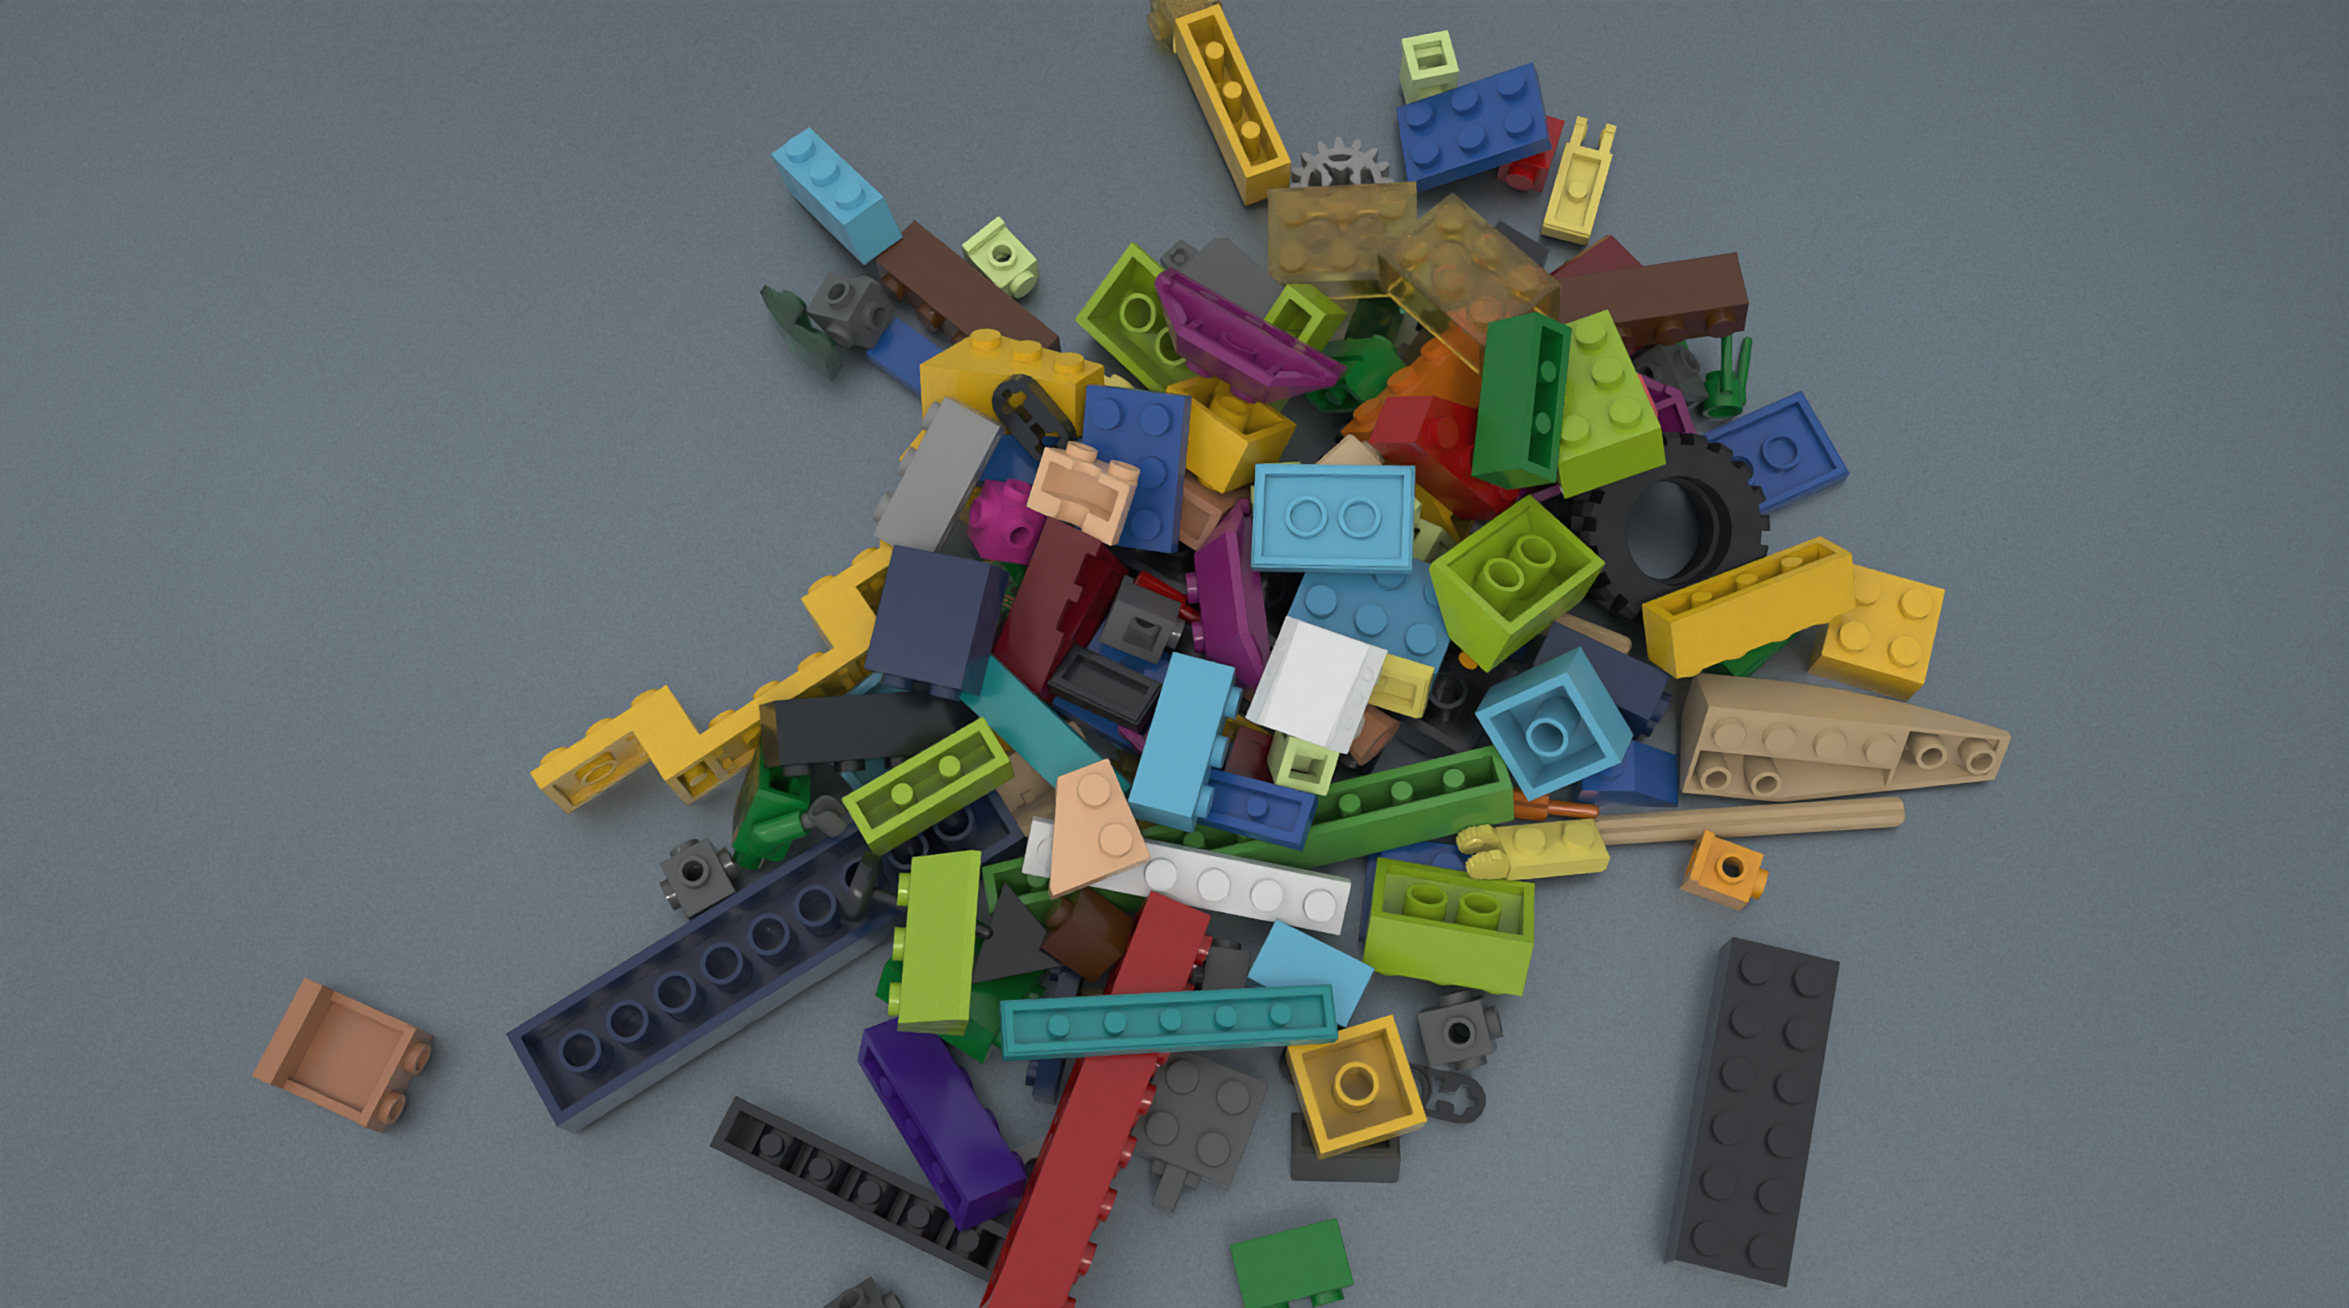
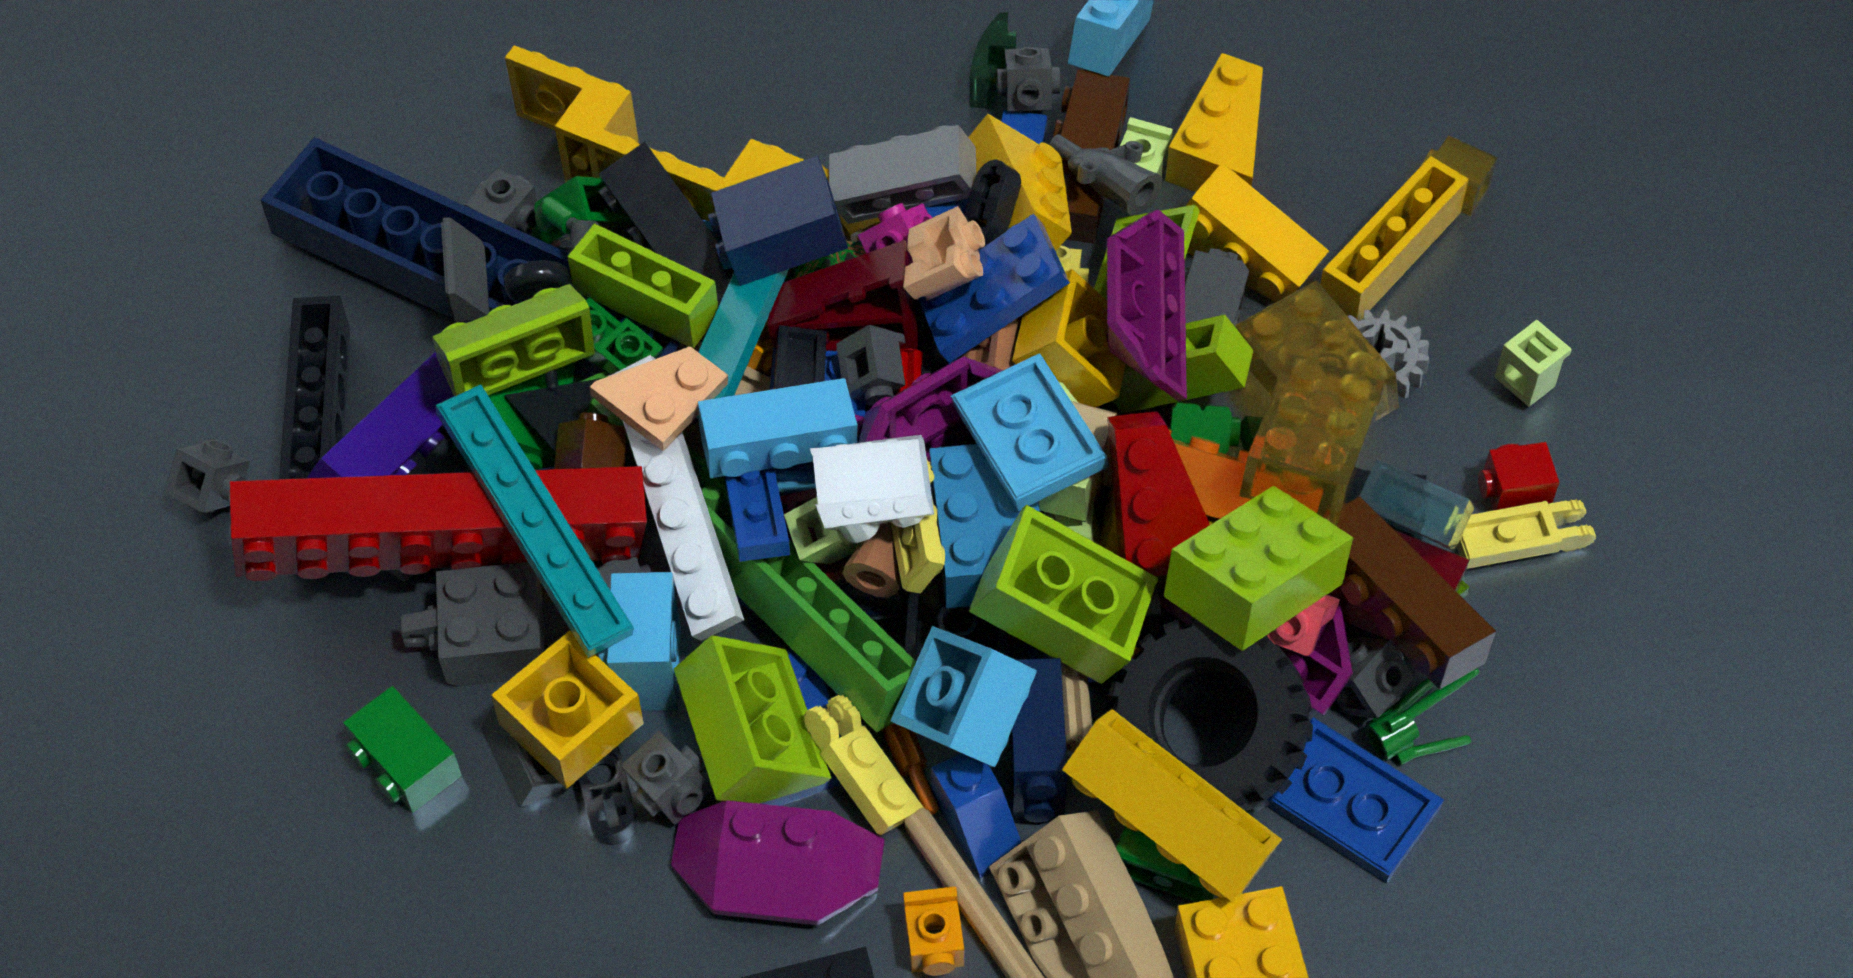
camera: 60 degrees right, 15 degrees down
(344, 1056) = (258, 69): nougat panel -> none
(793, 956) = (464, 272): none -> dark grey slope
(984, 832) = (618, 343): none -> green slope
(1021, 175) = (1218, 126): none -> yellow wedge
(1026, 299) = (1112, 173): none -> dark grey piece
(1154, 214) = (1248, 224): none -> yellow wedge
(1474, 128) = (1502, 419): blue plate -> none
(1522, 401) = (1210, 496): green brick -> none
(1564, 236) = (1417, 505): none -> clear light blue brick
(1587, 981) = (776, 861): none -> magenta wedge

